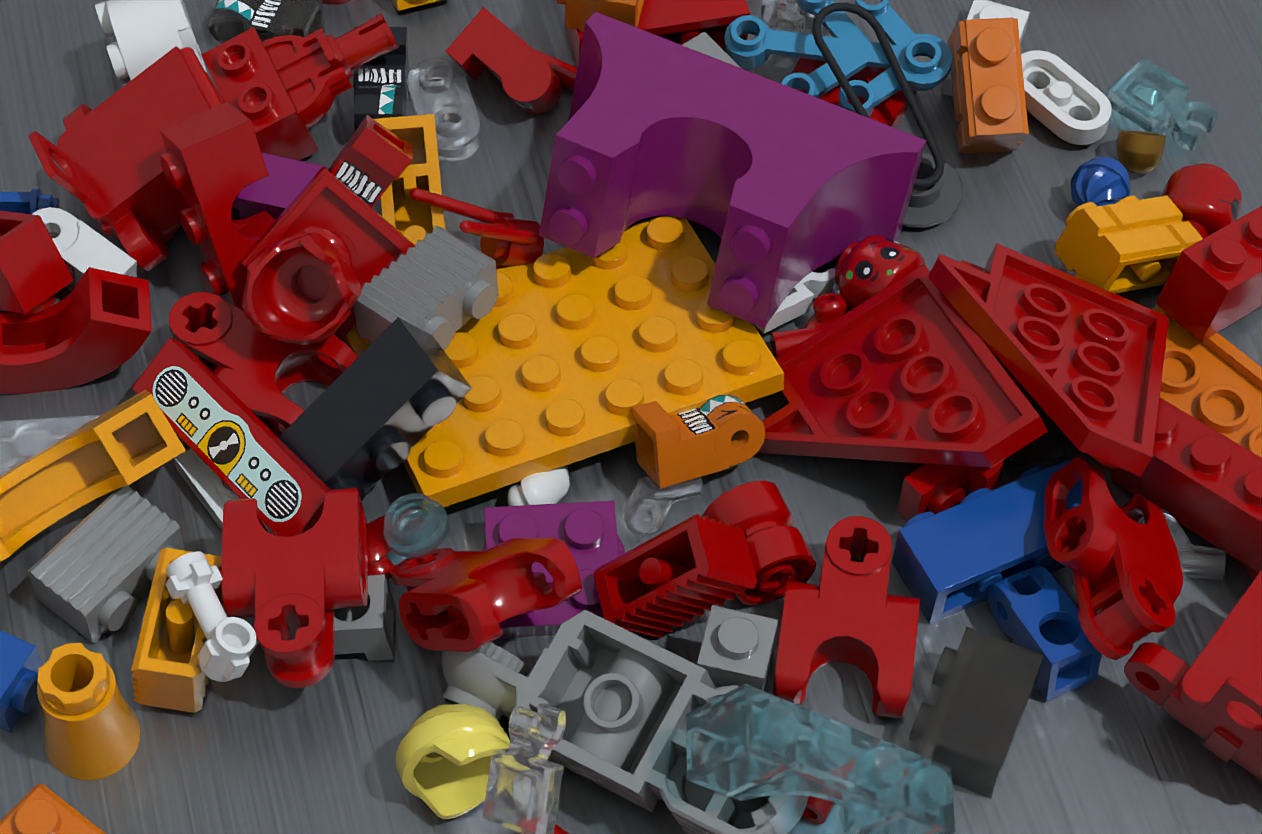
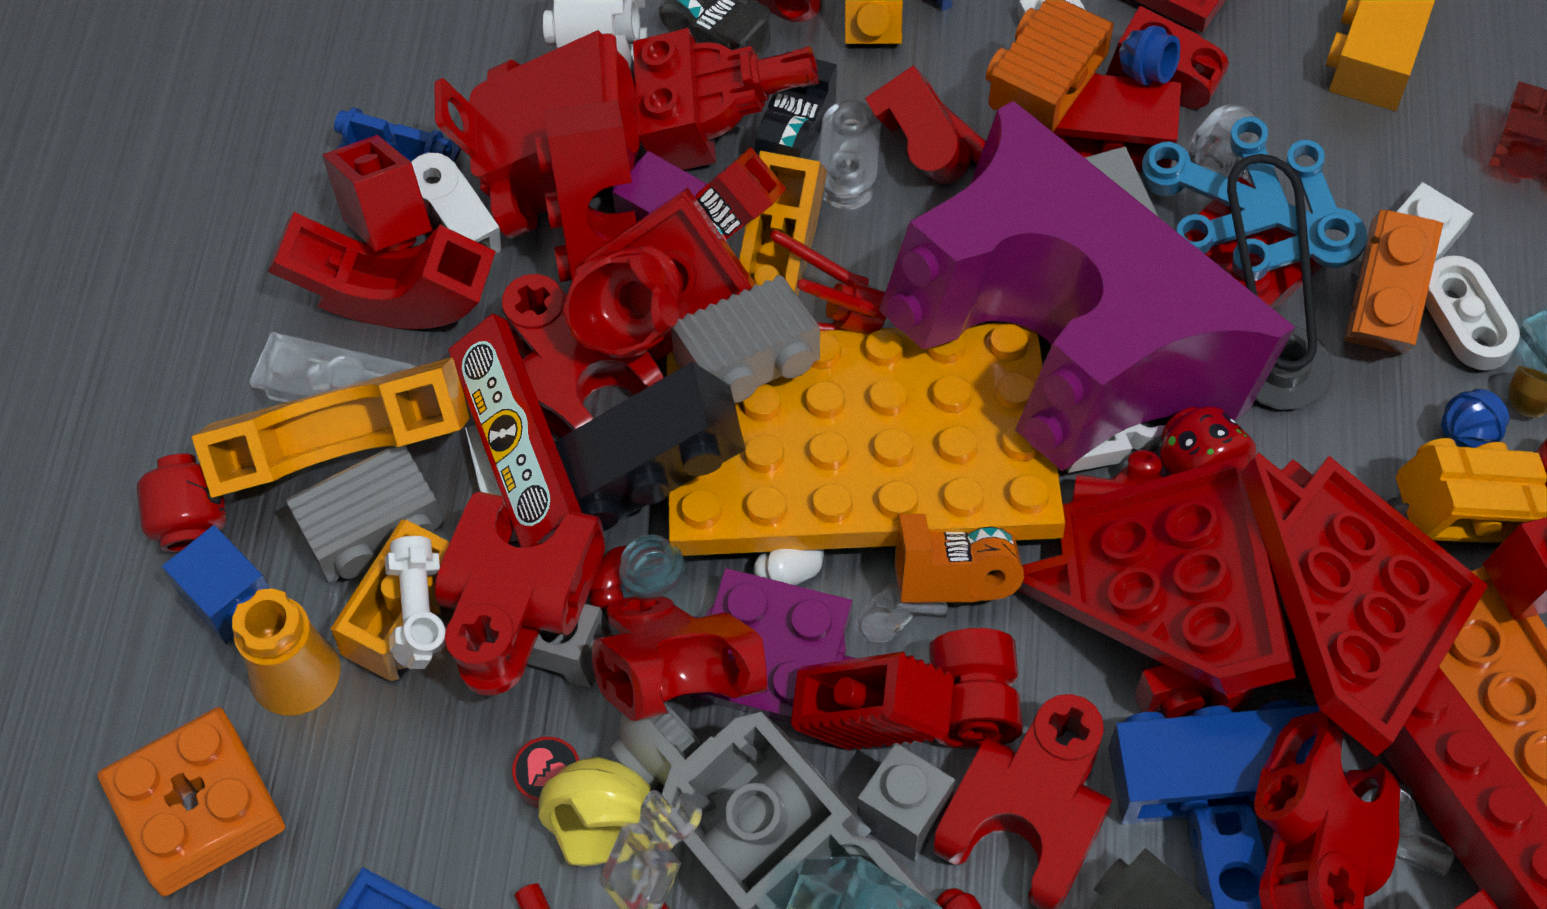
camera: 25 degrees right, 5 degrees up
(376, 743) = (538, 763): none -> tile

